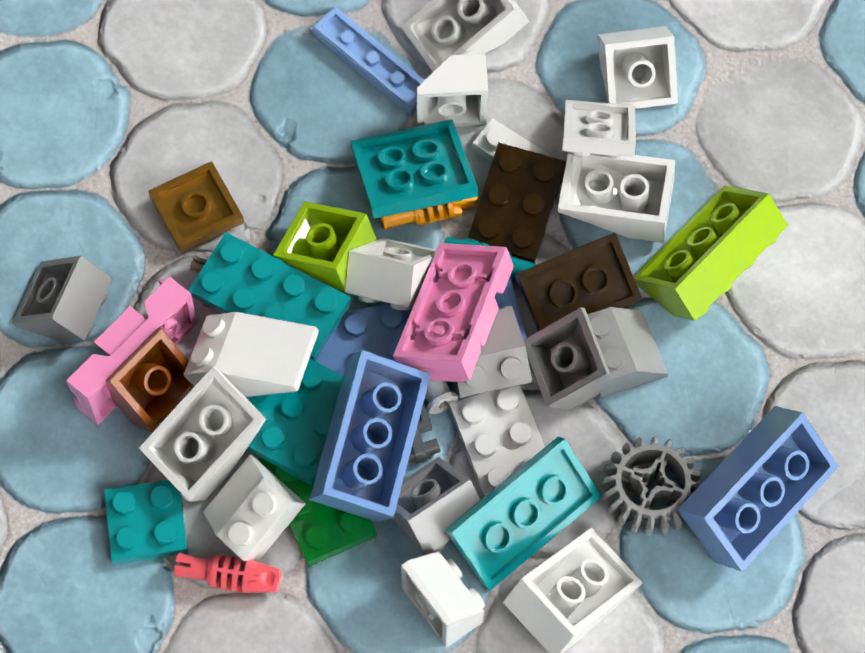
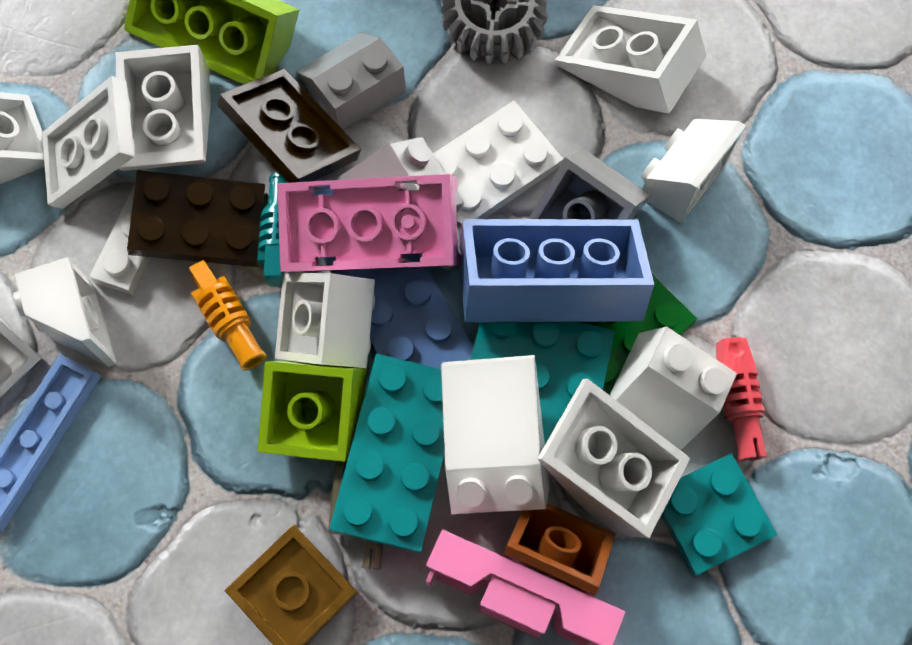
camera: 105 degrees left, 5 degrees up
(413, 168) = (182, 337): teal plate -> none
(523, 513) = (569, 113): plate -> none
(567, 361) = (387, 101): light grey slope -> none

